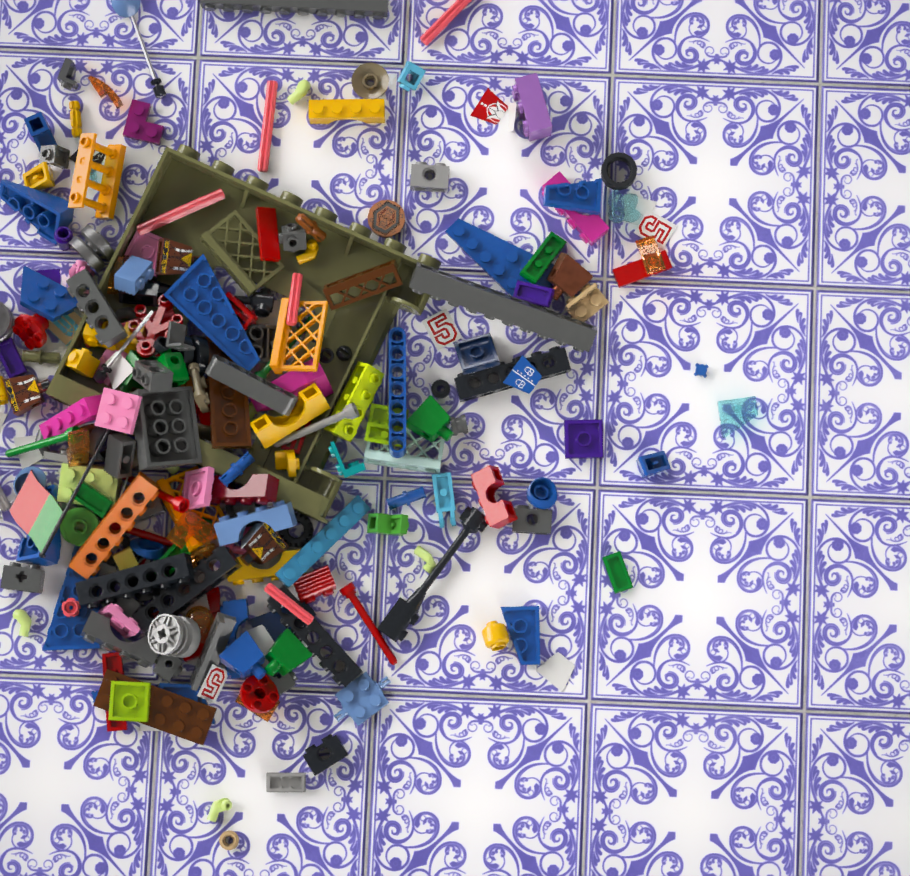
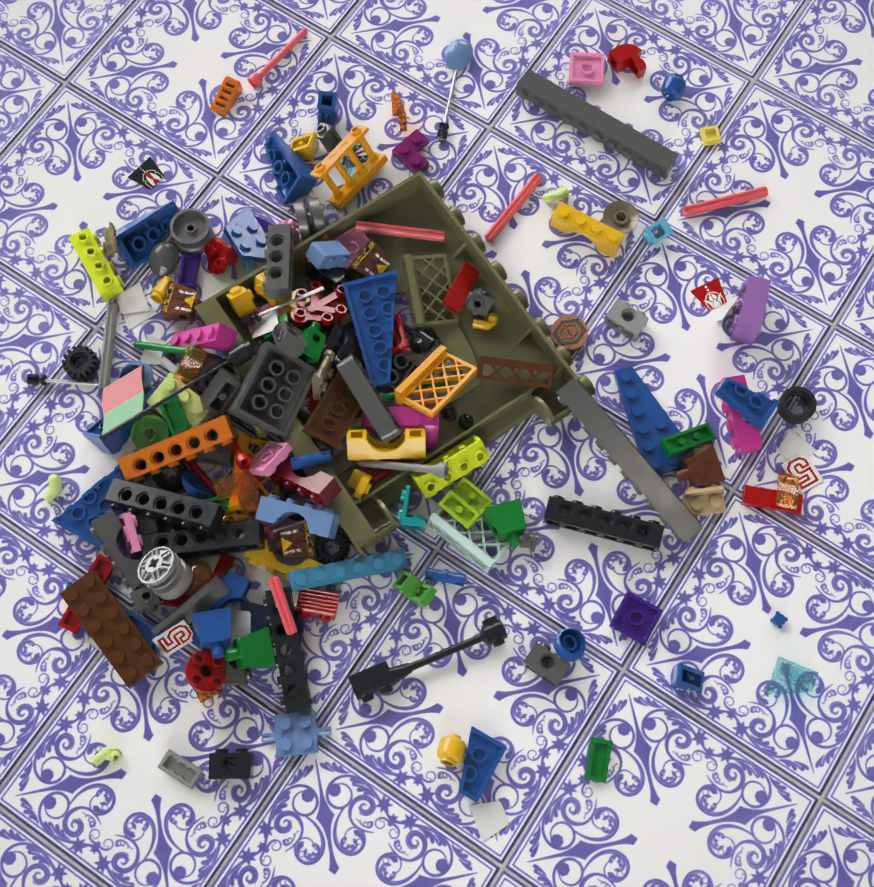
camera: 30 degrees right, 10 degrees down
(33, 583) = (67, 447): dark grey brick -> none
(41, 357) = (212, 281): olive axle -> none
(62, 237) = (291, 195): dark purple cone -> none
(66, 607) = (94, 495): coral plate -> none
(67, 70) = (377, 82): dark grey bracket -> none
(75, 118) = (364, 115): yellow axle -> none
(118, 411) = (240, 349): bright pink plate -> none
(125, 559) = (170, 483): light yellow tile -> none
(129, 701) = (91, 608): lime tile -> none
(160, 344) = (313, 319): black hinge -> none
(176, 337) = (329, 320): dark grey bracket -> none
(222, 840) = (91, 788): tan plate -> none
(294, 299) = (450, 351): coral axle -> none
(310, 227) = (500, 299): dark orange axle -> none
(349, 592) = (344, 629): red piece -> none
(397, 383) = (486, 485): blue beam -> none
(427, 557) = (431, 639): yellowish green arm -> none
(440, 395) = (529, 505): black plate -> none
(442, 329) = (562, 451): white sticker -> none
(444, 497) = (479, 595): medium azure hinge -> none
(476, 353) = (581, 487): dark blue tile -> none
(486, 483) = (523, 604): arch -> none
(523, 376) = (612, 529): blue sticker -> none
(534, 293) = (663, 464): dark purple tile -> none
(625, 205) = (785, 437): clear light blue plate -> none

